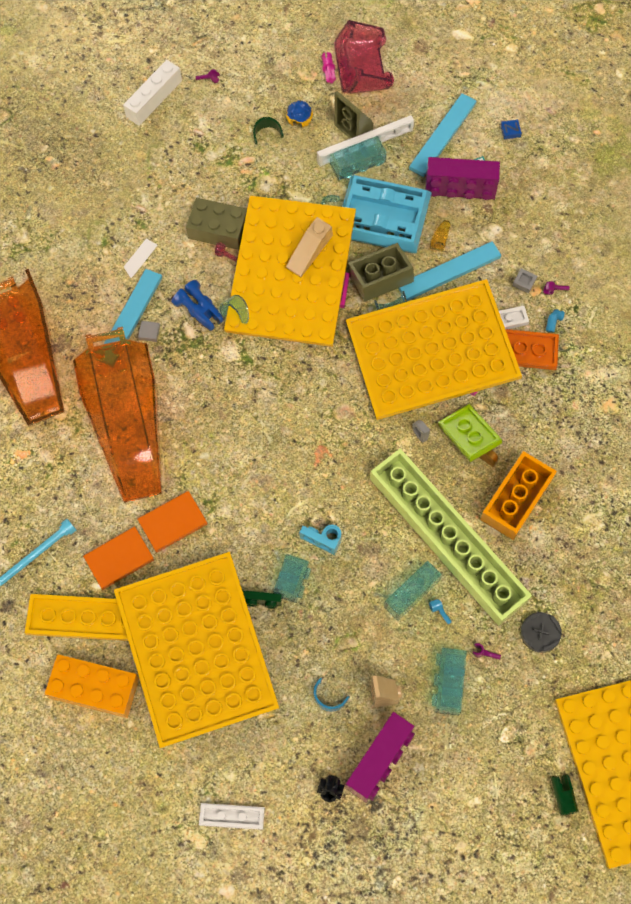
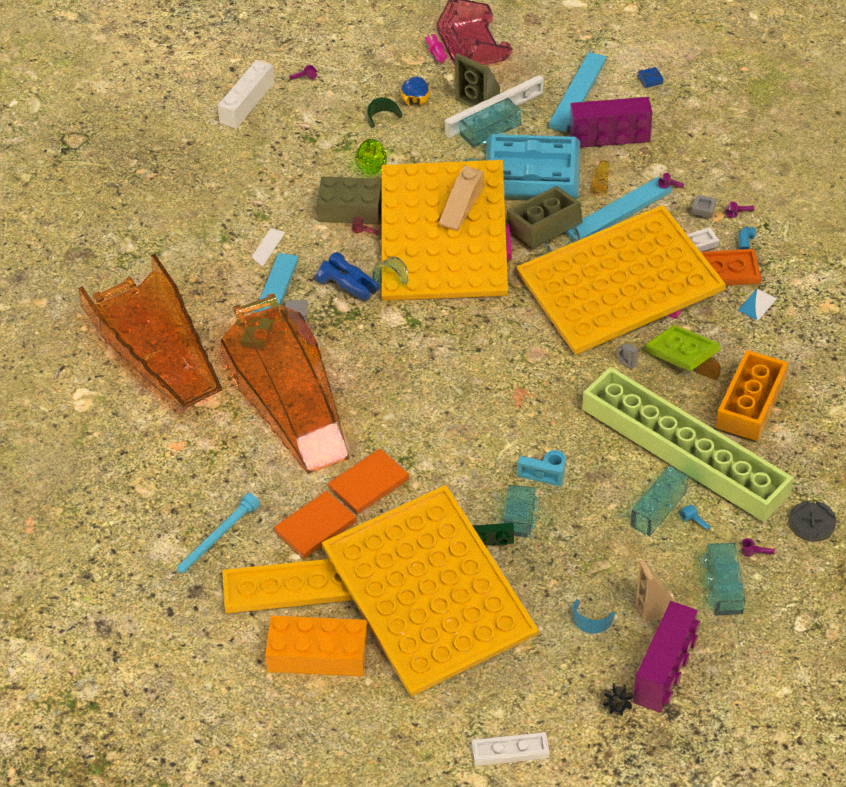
camera: 10 degrees left, 20 degrees down
(245, 180) = (370, 156): none -> clear neon green hair
(497, 248) = (667, 181): none -> magenta hand
(547, 392) = (757, 304): none -> sticker

